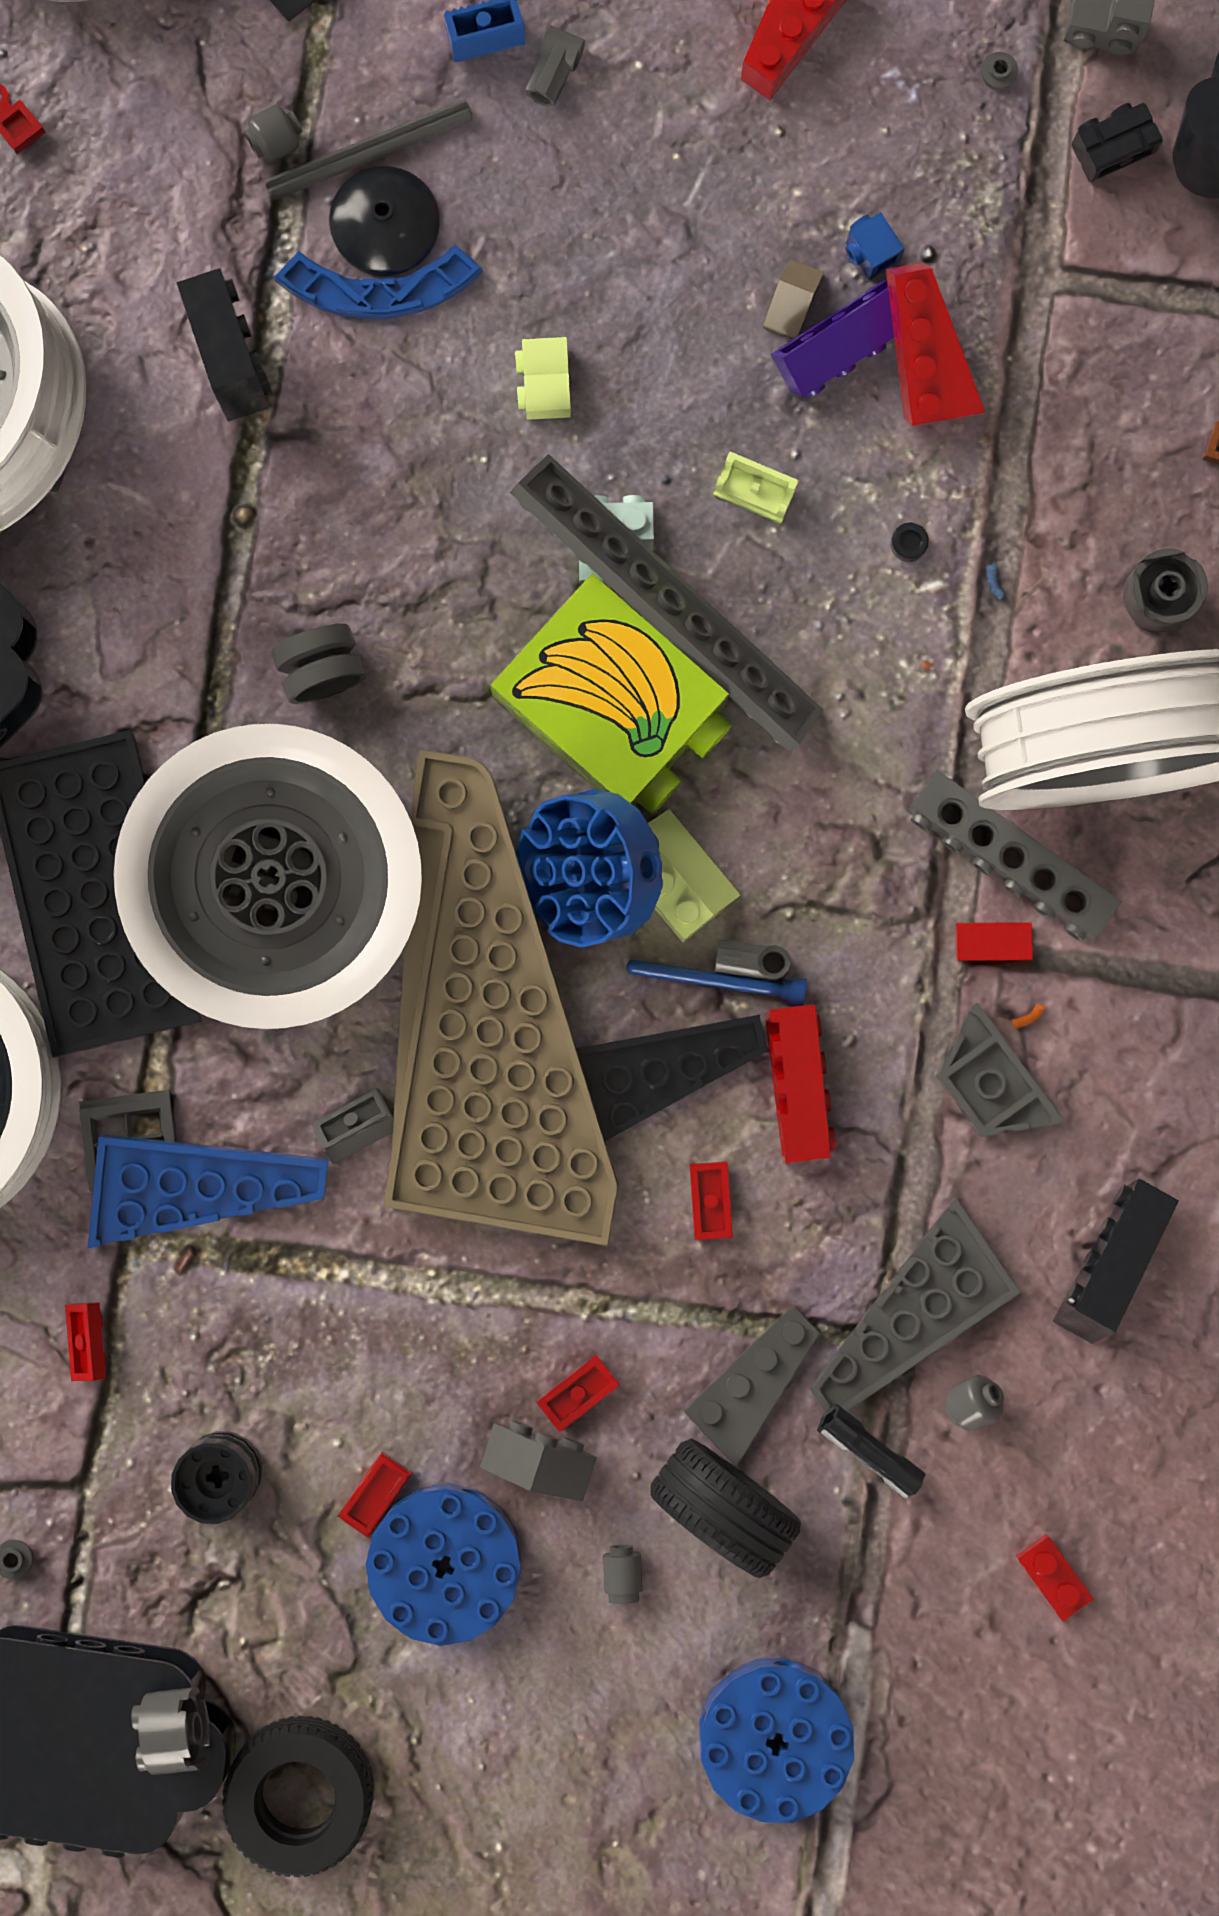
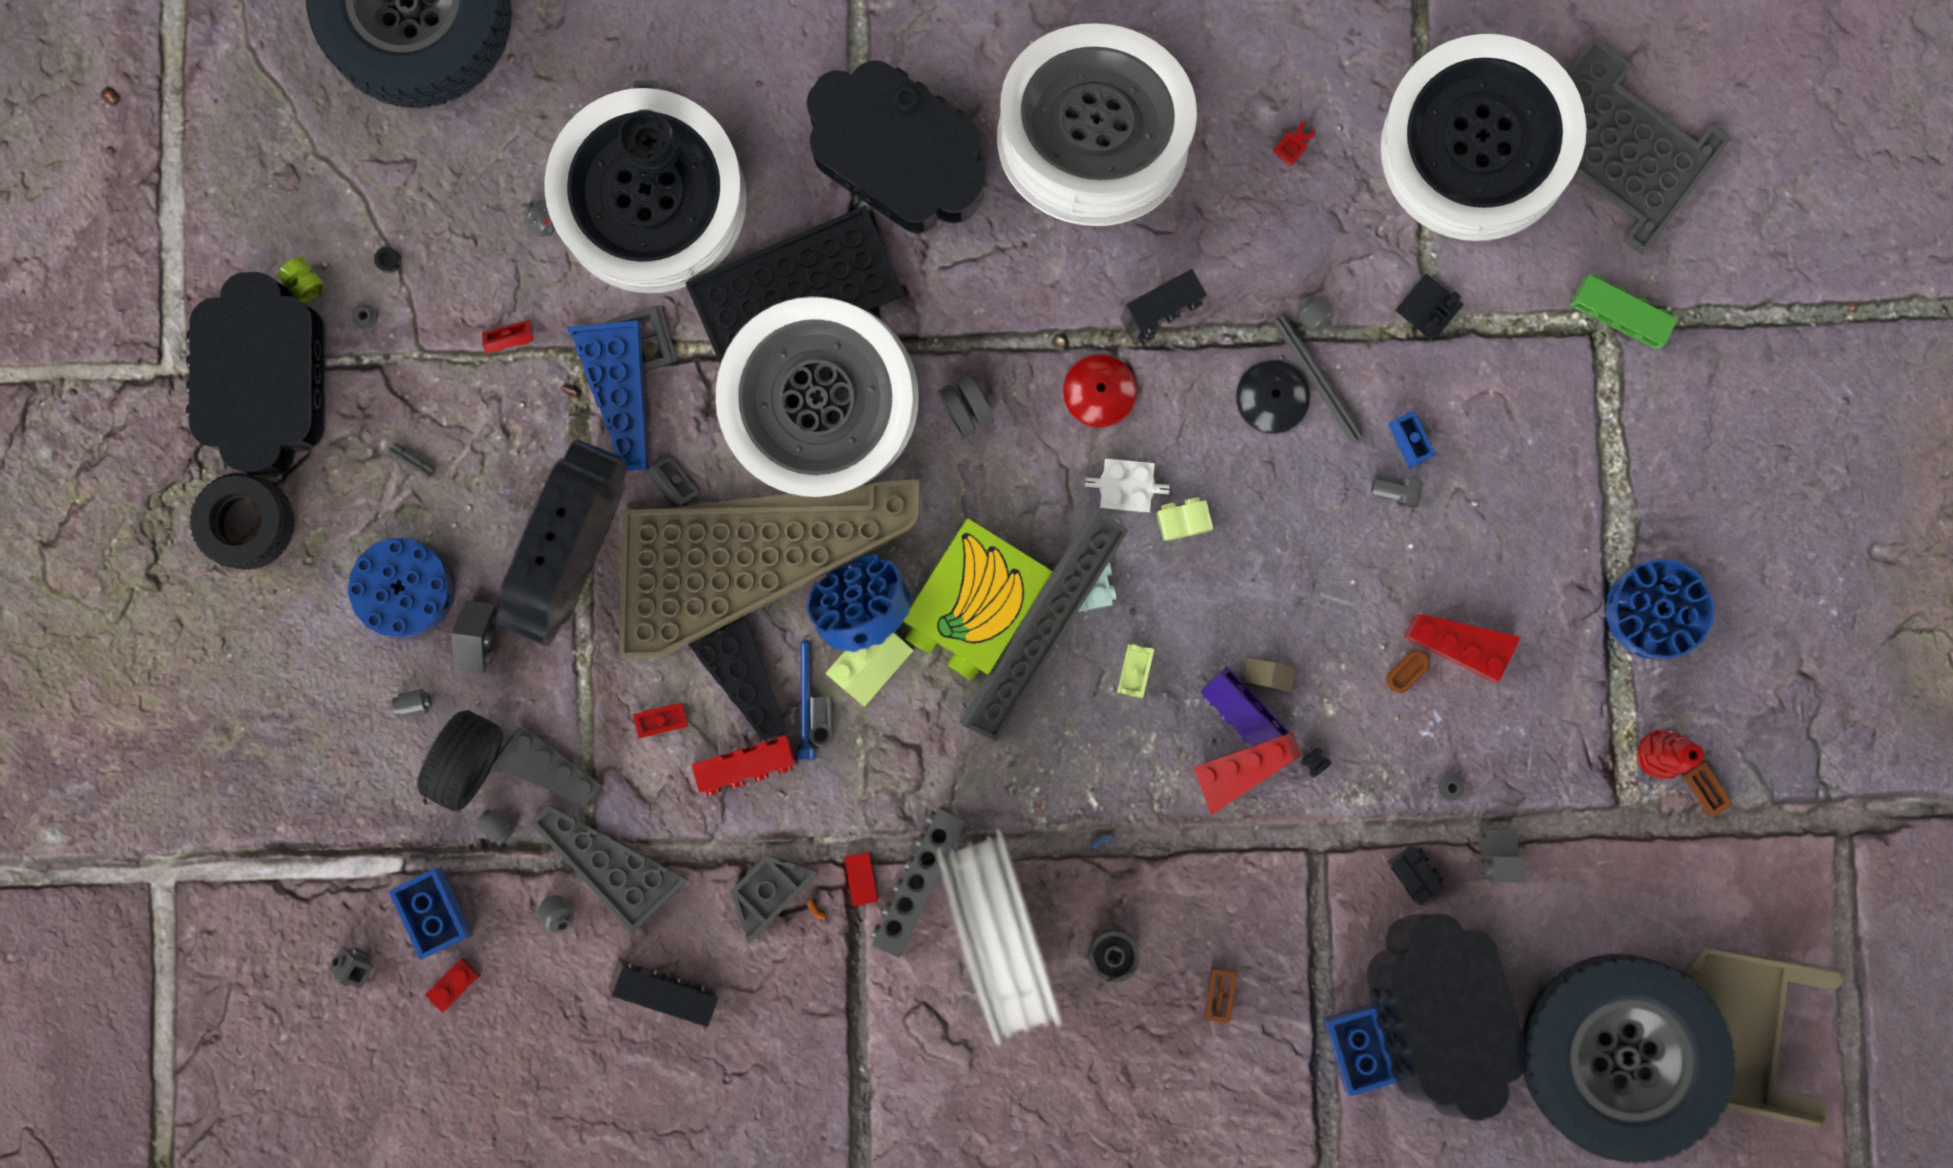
camera: 85 degrees right, 0 degrees up
(171, 1731) = (265, 433): dark grey brick -> none
(202, 1493) = (422, 428): black wheel -> none
(250, 1519) = (412, 460): none -> dark grey axle
(336, 492) = (1096, 407): none -> red dish
(348, 1252) = (561, 542): none -> black brick
(375, 1494) = (440, 537): red tile -> none
(379, 297) = (1220, 402): blue tile -> none
(478, 453) = (1127, 485): none -> white plate
(577, 1393) = (523, 655): red plate -> none
(784, 1779) = (296, 825): blue brick -> none
(821, 102) = (1407, 671): none -> dark orange tile
(829, 1476) = (494, 827): none -> dark grey brick
(873, 245) = (1314, 722): blue brick -> none
(892, 1467) = (521, 835): black axle -> none
(909, 542) = (1118, 779): black tile -> none
(932, 251) = (1316, 762): none -> black wheel
(944, 1592) = (430, 913): none -> blue brick
(1006, 1726) = (351, 967): none -> dark grey brick

